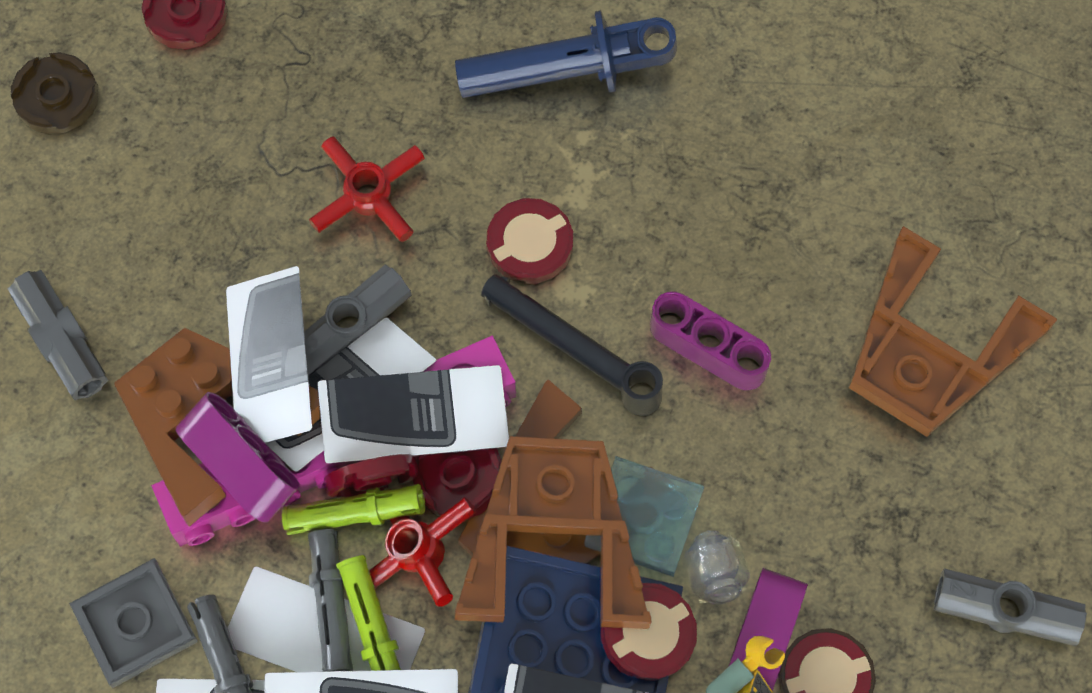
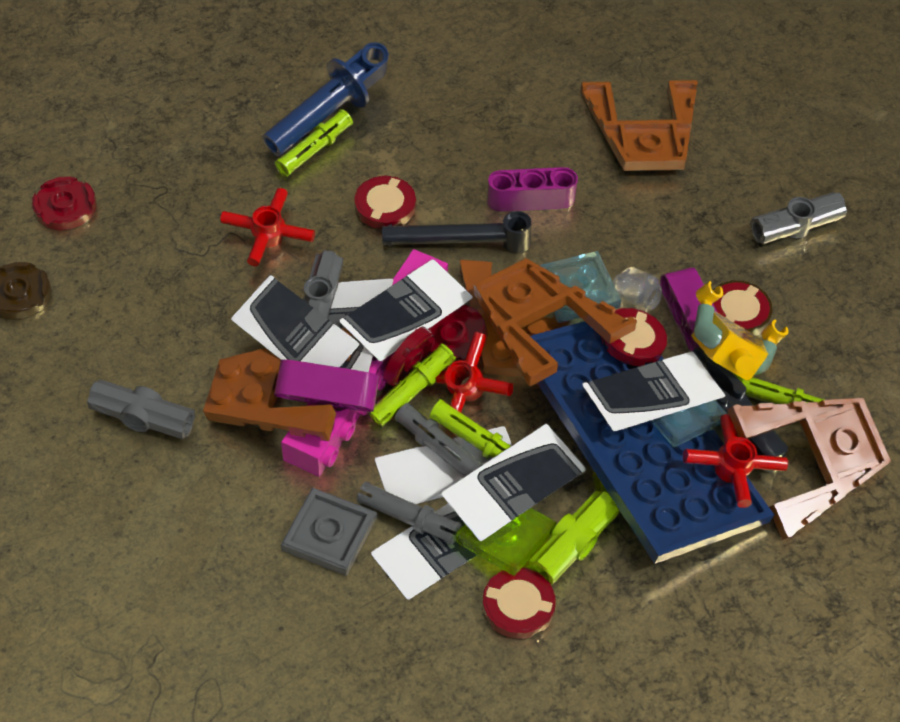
camera: 40 degrees left, 15 degrees down
(562, 97) = (290, 162): none -> lime pin

